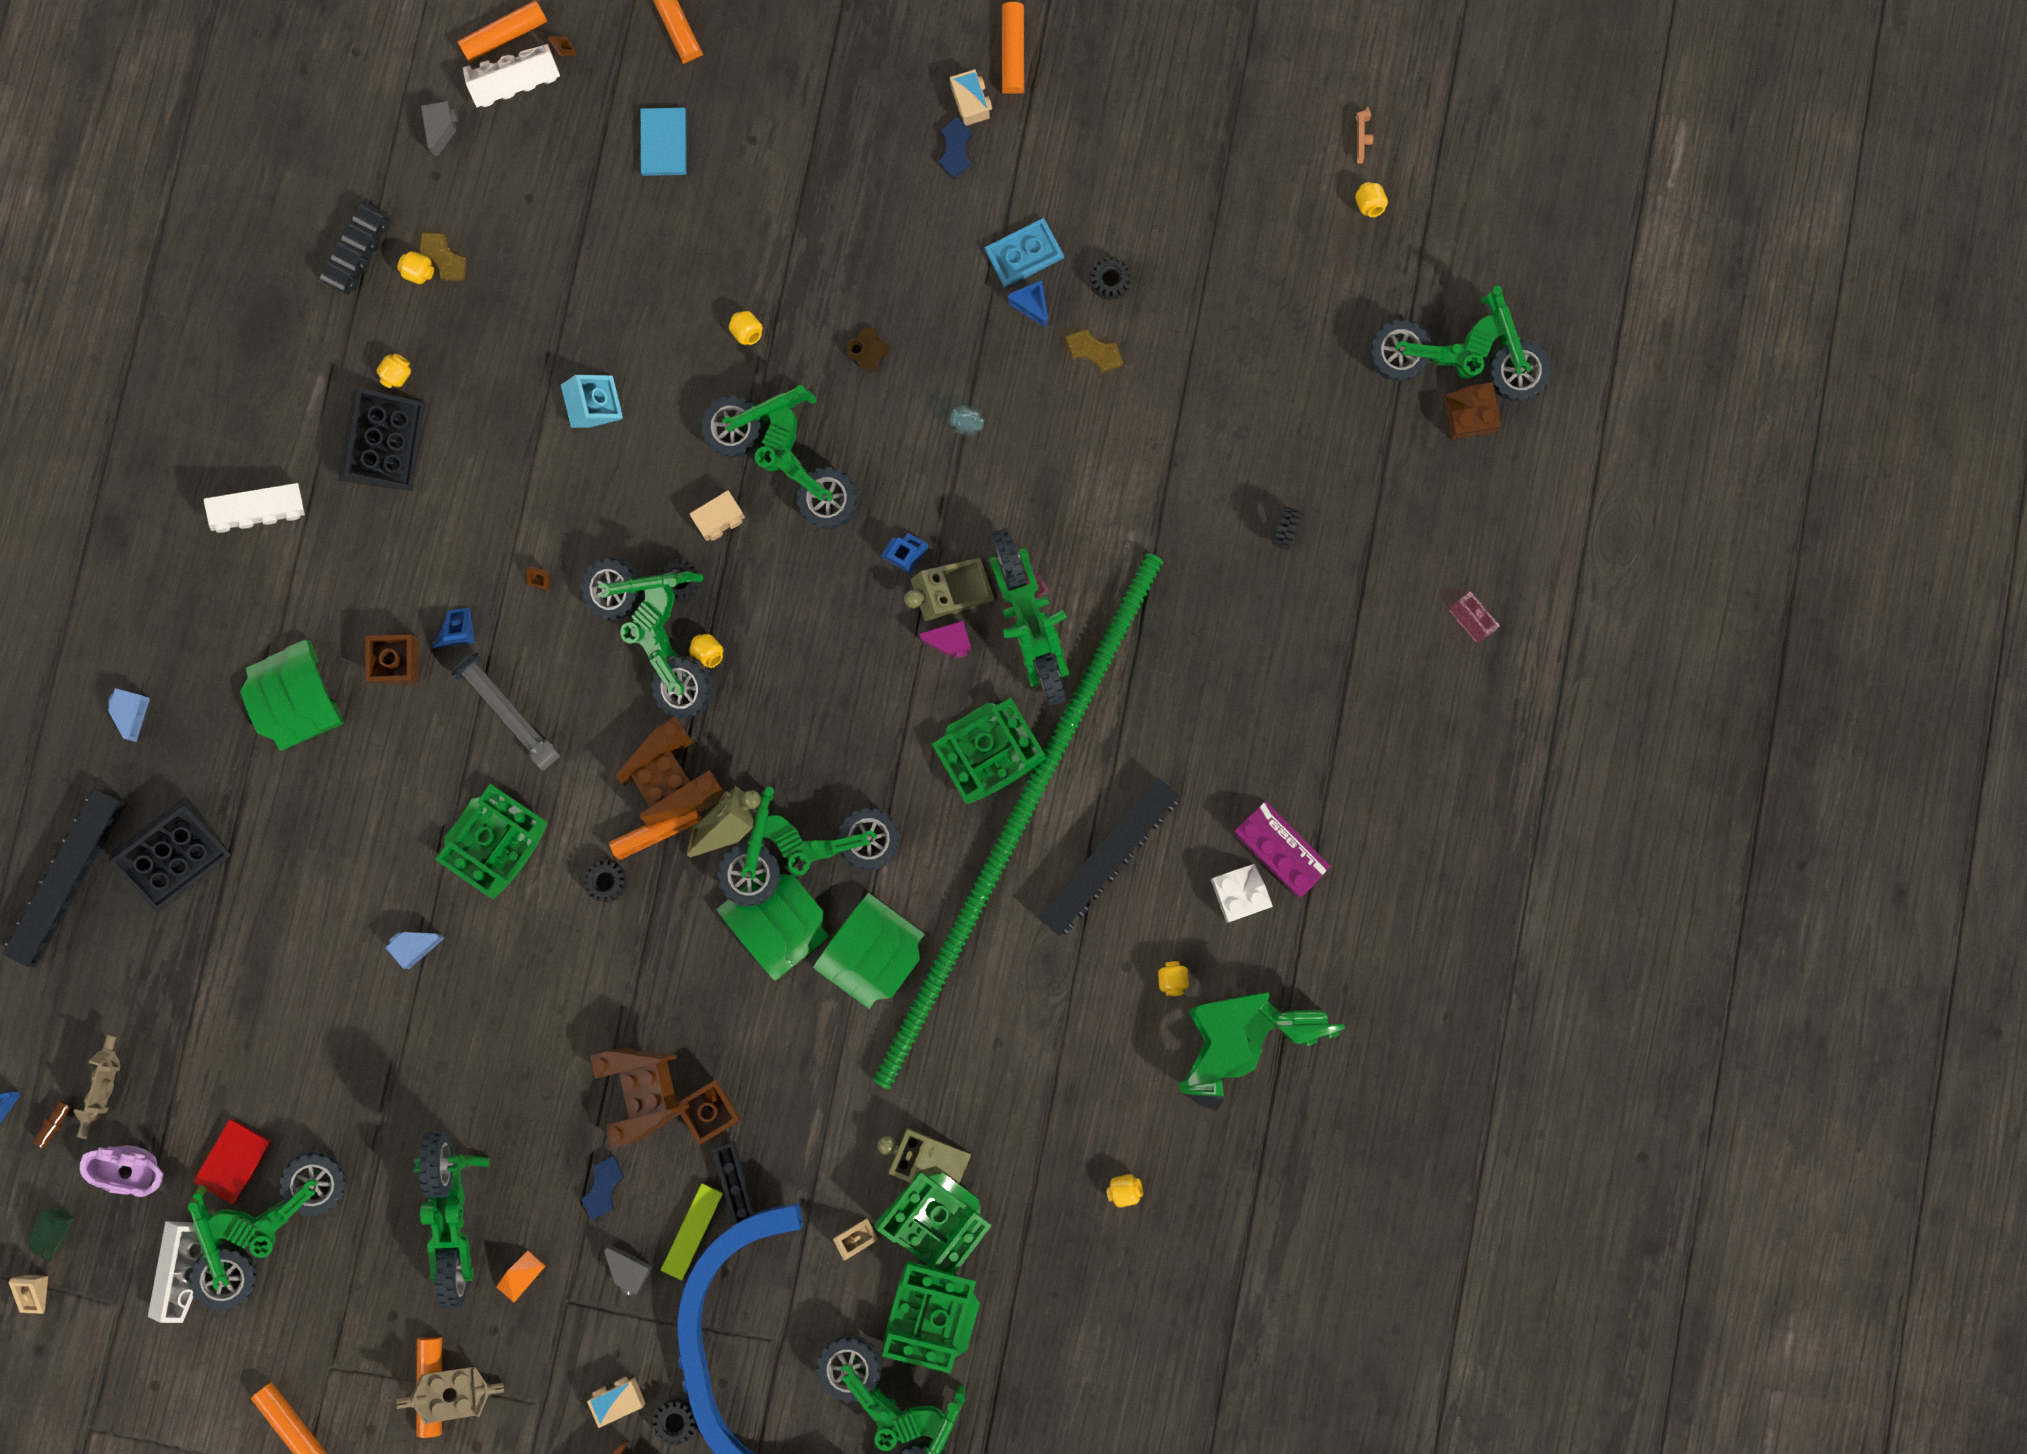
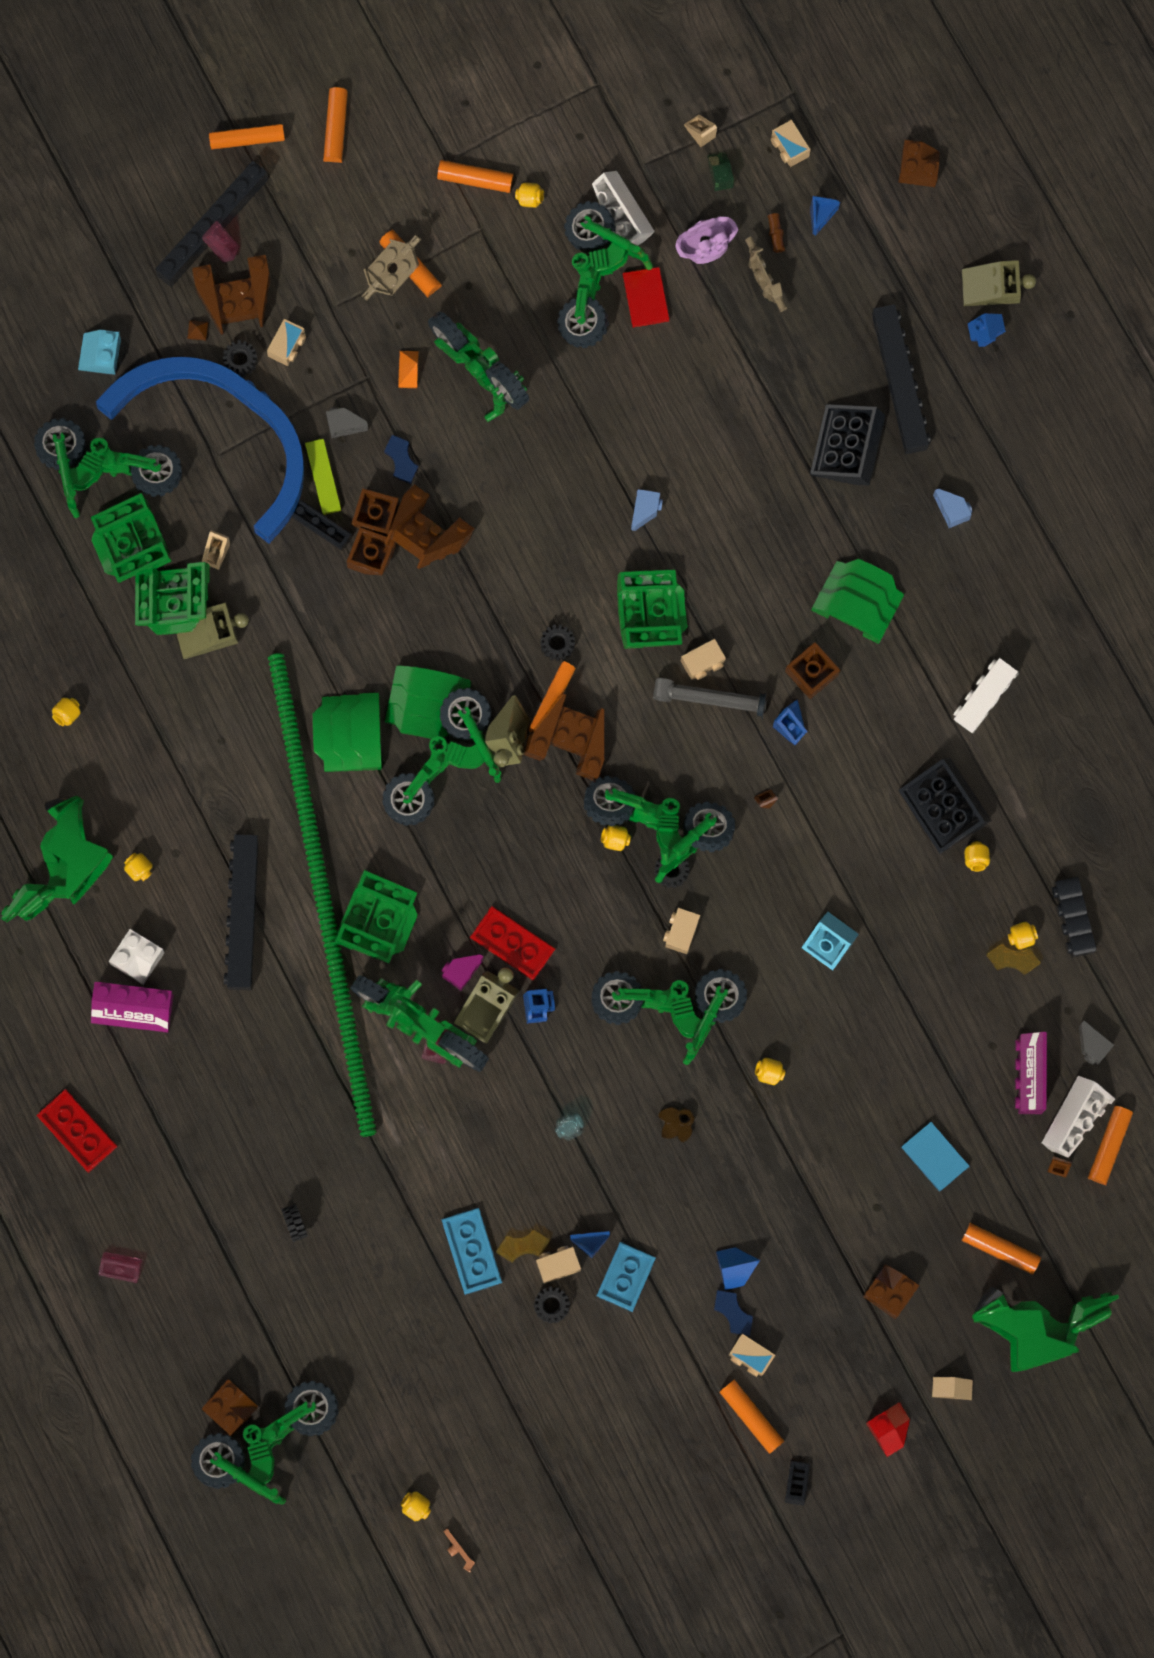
camera: 135 degrees right, 5 degrees down
(253, 1362) = (529, 195): none -> yellow head
(483, 754) = (703, 660): none -> tan brick
(514, 139) = (1031, 1073): none -> magenta slope
(671, 1149) = (375, 512): none -> reddish brown slope
(801, 55) = (891, 1291): none -> reddish brown slope
(881, 630) = (512, 943): none -> red tile
(920, 184) = (735, 1267): none -> blue slope
(1076, 307) = (558, 1264): none -> tan brick
(1143, 382) = (471, 1251): none -> dark azure tile
(1420, 774) = (77, 1131): none -> red tile

